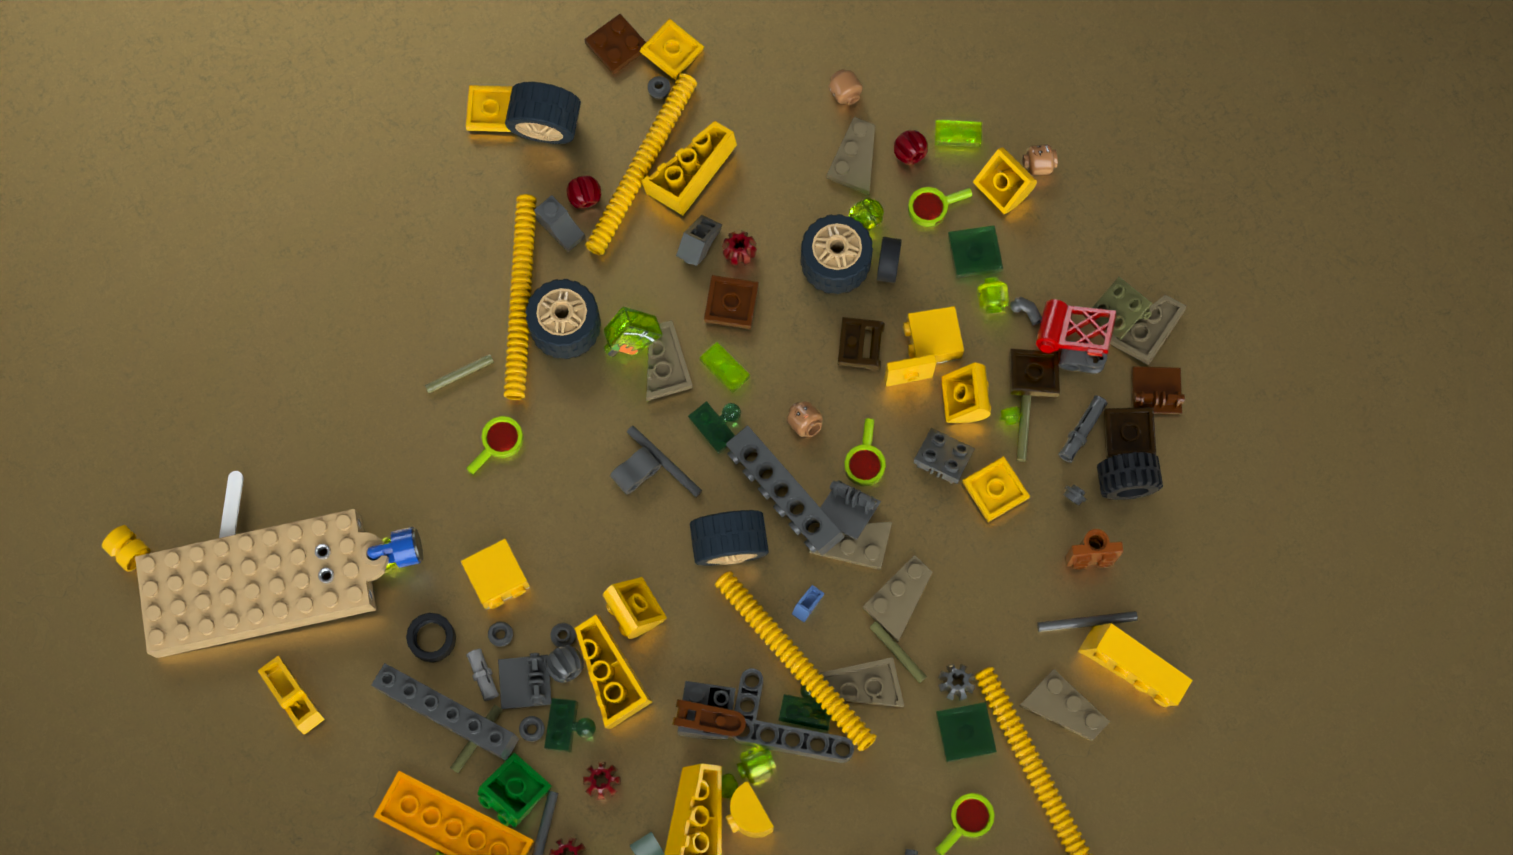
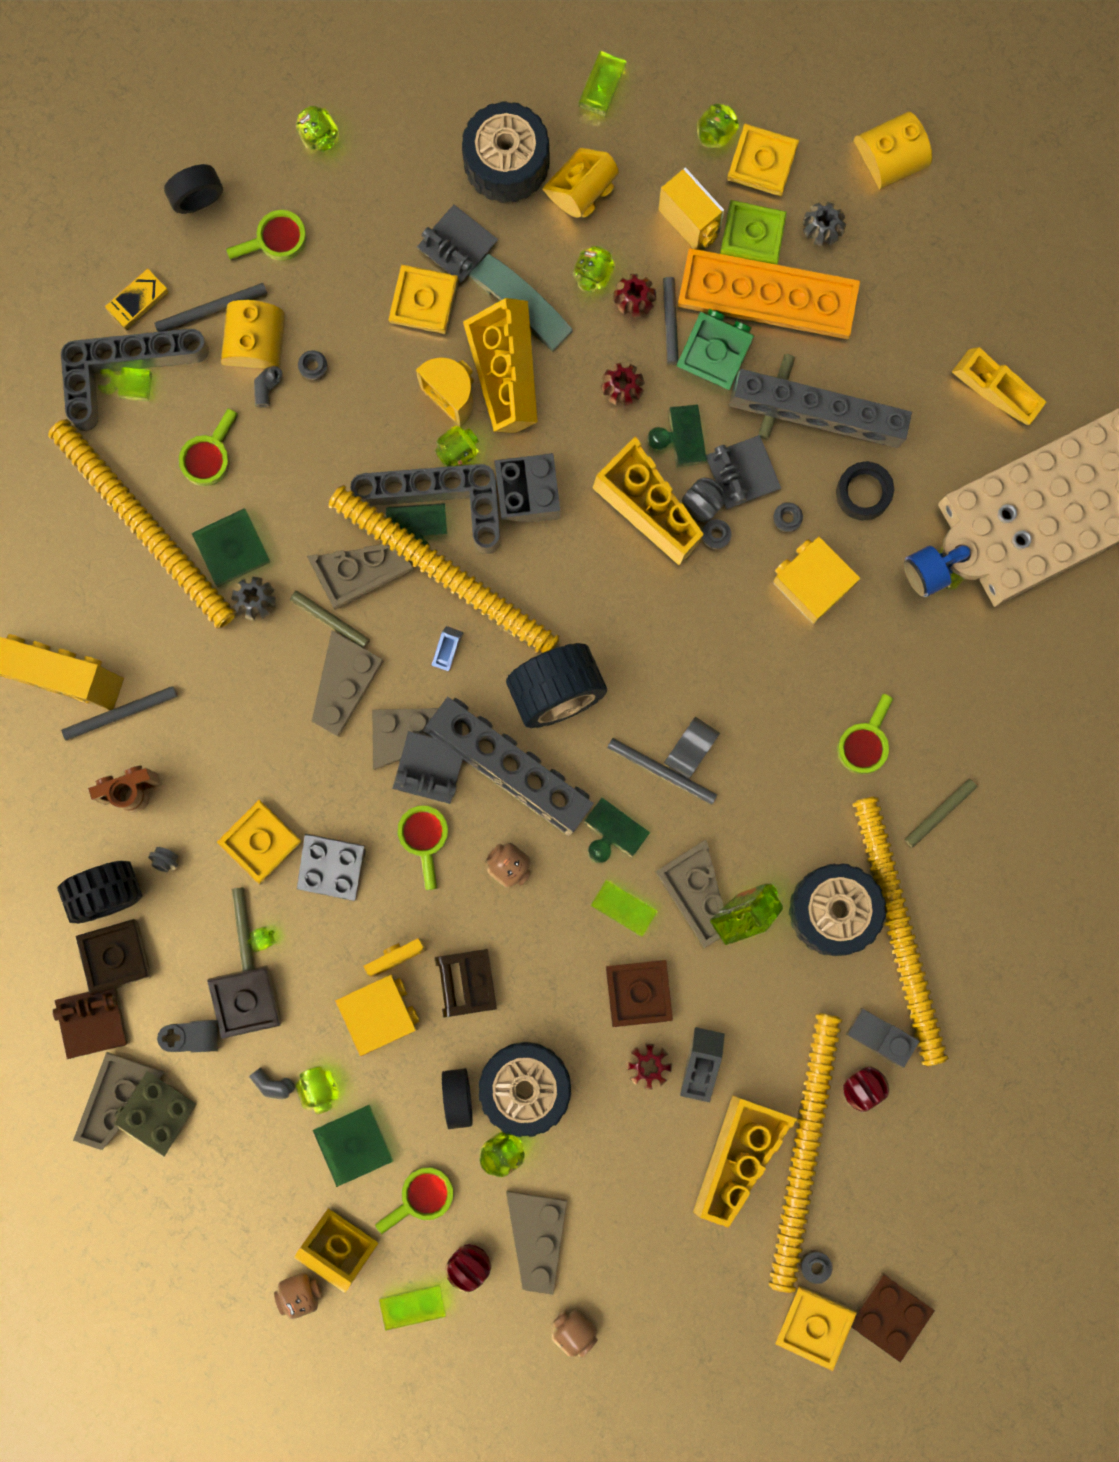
camera: 165 degrees right, 10 degrees up
(482, 674) = (793, 466): light grey pin -> none
(487, 108) = (1022, 1176): yellow plate -> none
(523, 728) = (721, 414): dark grey plate -> none
(543, 112) = (952, 1176): black wheel -> none
(633, 607) = (643, 583): yellow brick -> none
(710, 719) = (520, 469): reddish brown plate -> none
(729, 785) = (481, 418): clear neon green plate -> none
(966, 394) = (320, 947): yellow brick -> none
(1056, 324) = (229, 1064): red piece -> none
(1064, 705) = (126, 608): dark tan wing -> none
(1078, 436) = (170, 946): dark grey pin -> none

